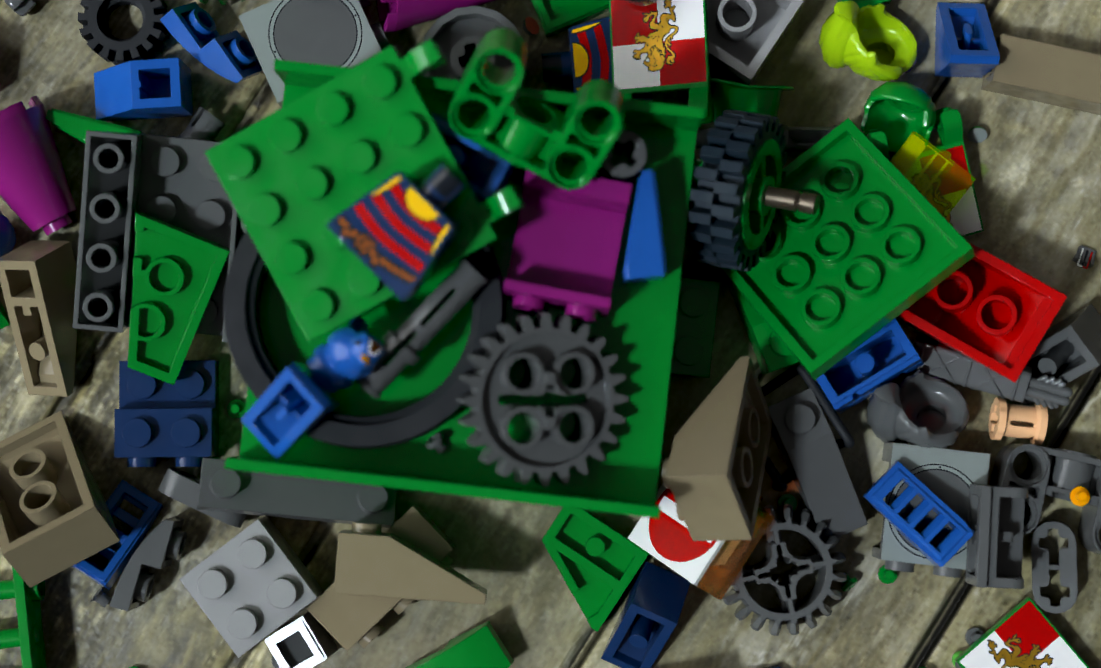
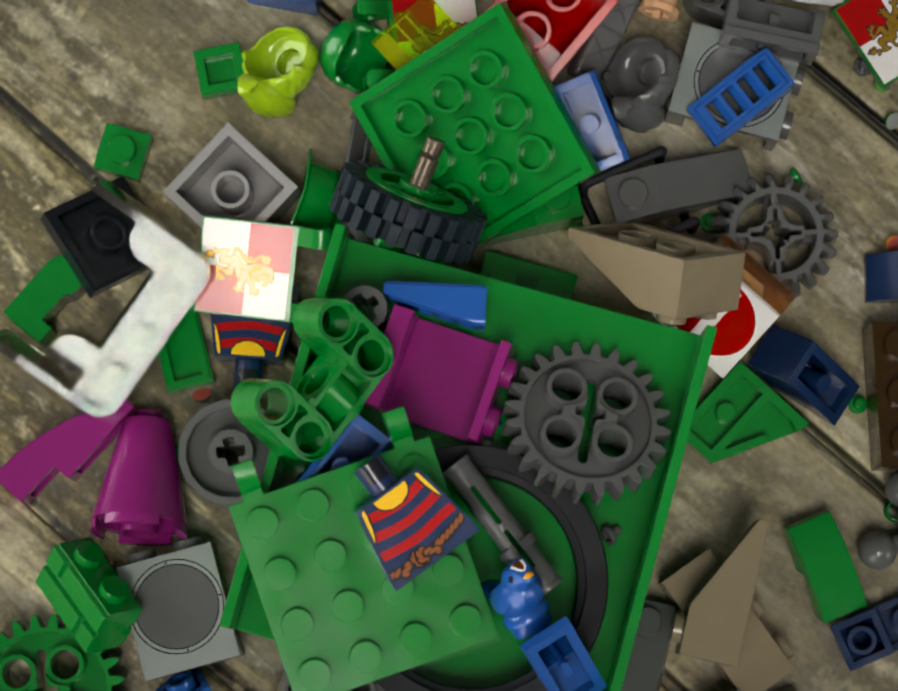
camera: 80 degrees left, 5 degrees down
(887, 576) = (792, 140): green piece -> none

